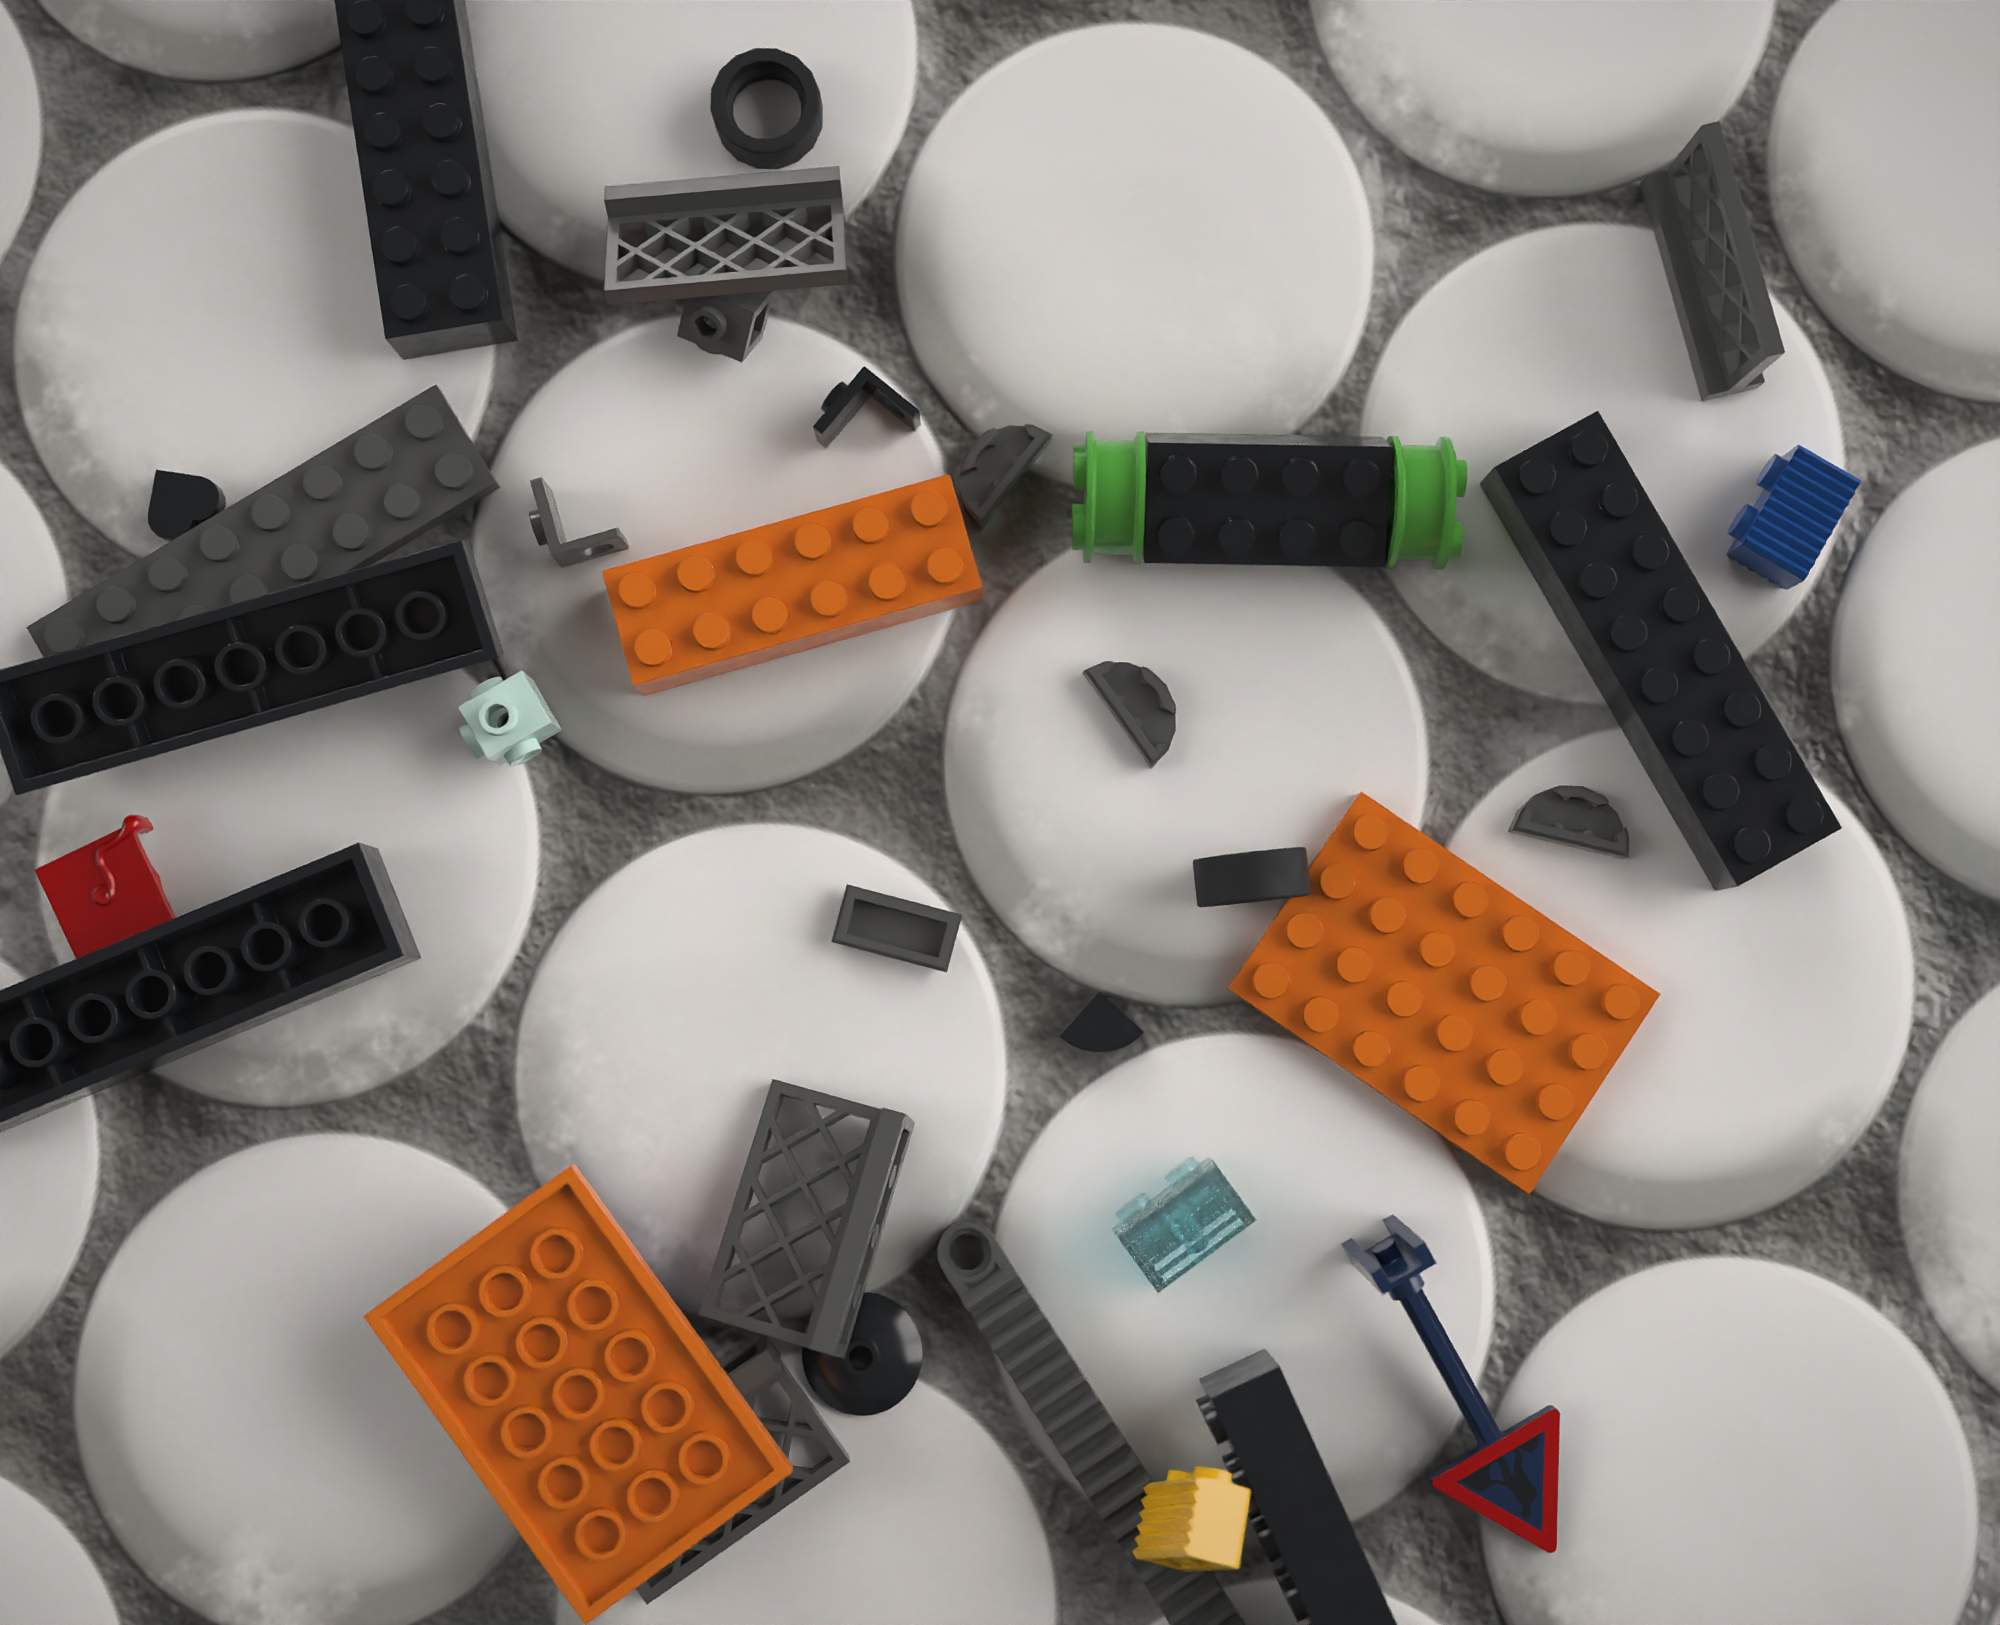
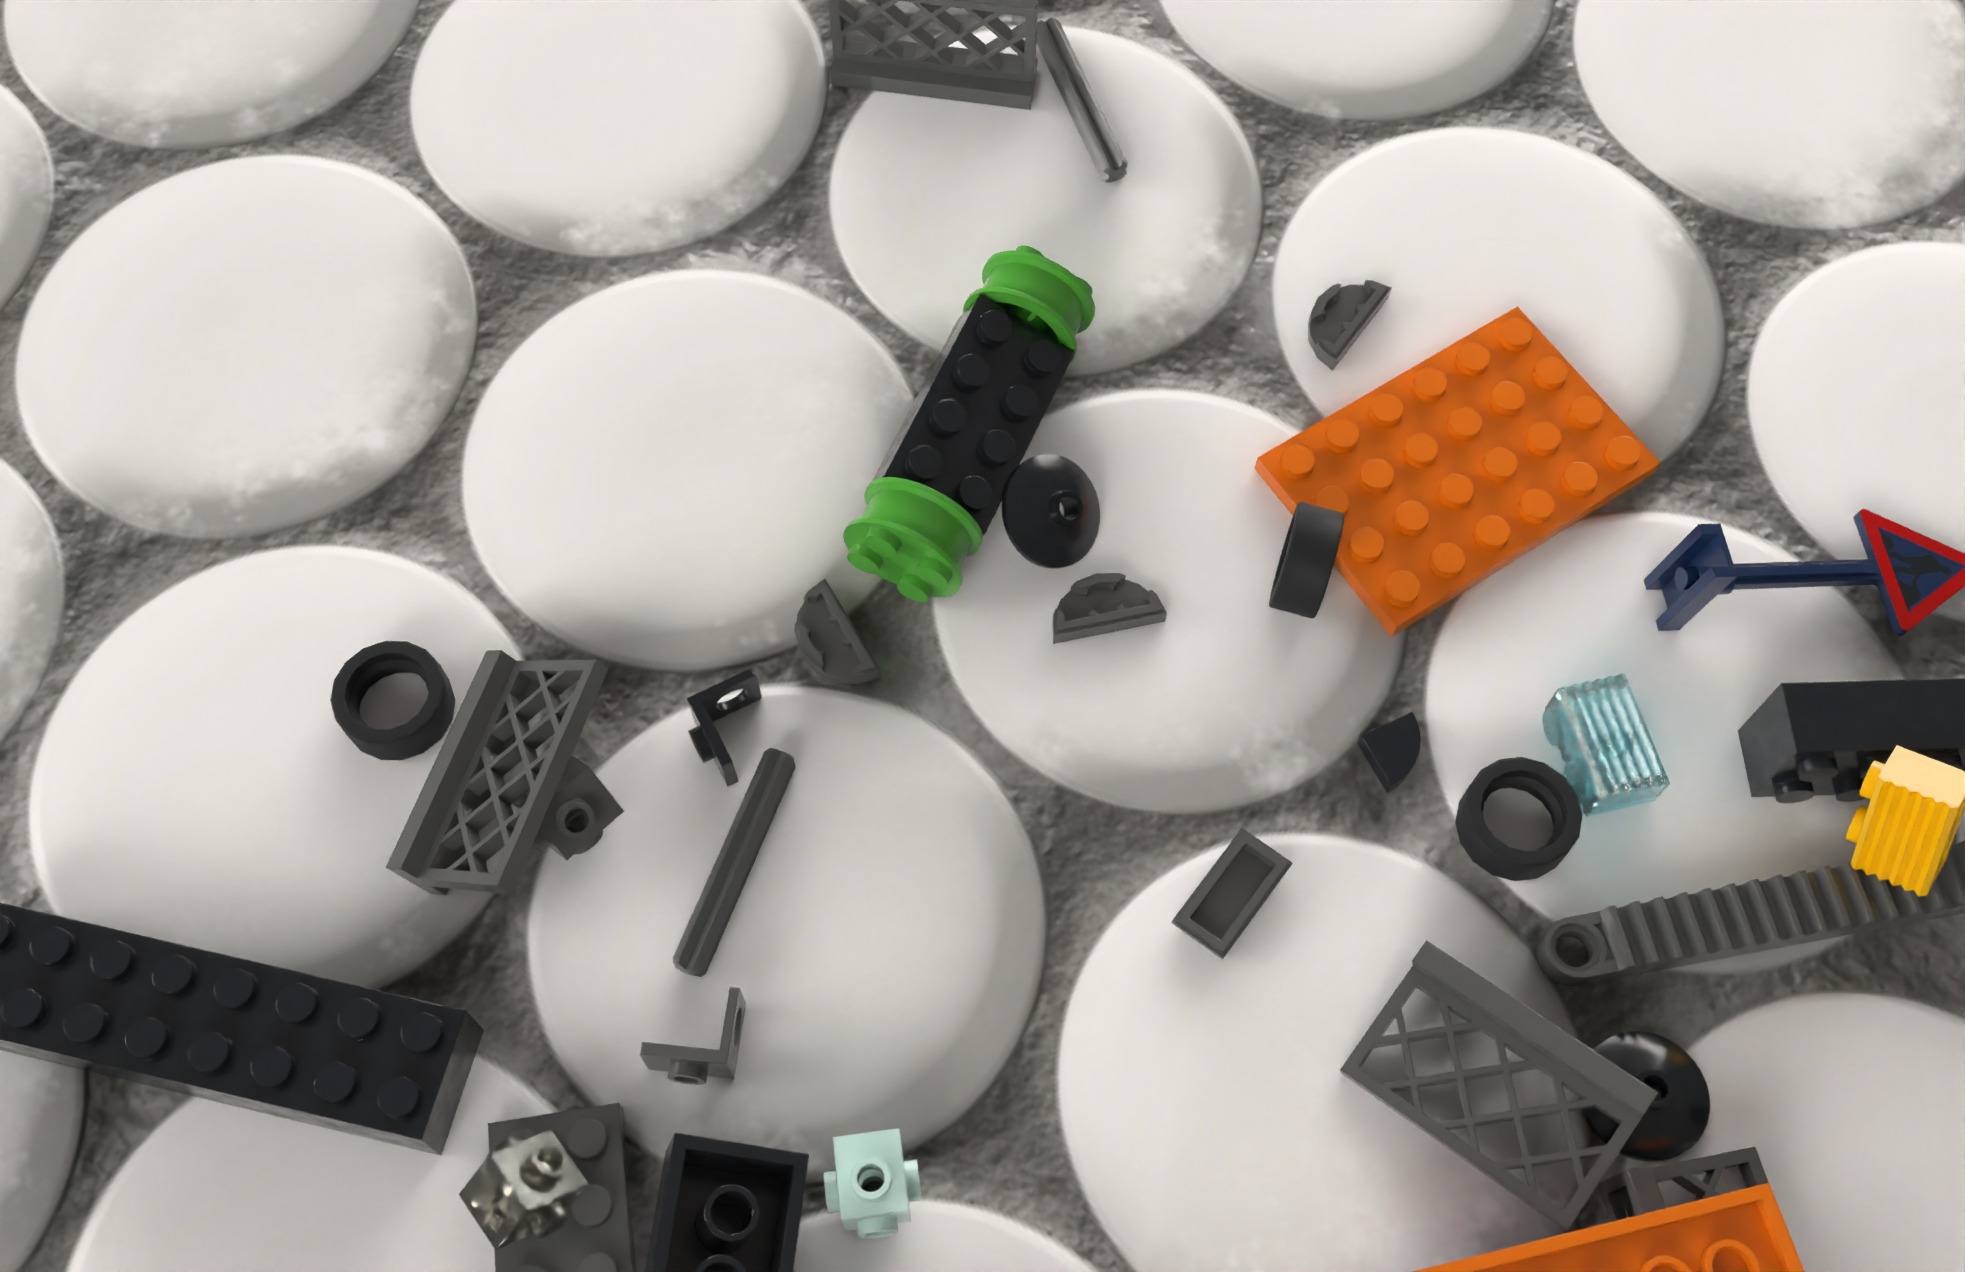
camera: 65 degrees left, 20 degrees down
(377, 441) = (530, 1176): none -> clear smoke brick
(746, 480) = (734, 863): none -> dark grey axle
(793, 585) = (860, 856): orange brick -> none
(1074, 1210) = (1543, 784): none -> black tyre
(1203, 593) = (1034, 514): none -> black dish
(1659, 653) = (1233, 199): black brick -> none
(1738, 442) = (1081, 101): none -> dark grey axle
(1792, 516) = (1157, 77): blue brick -> none

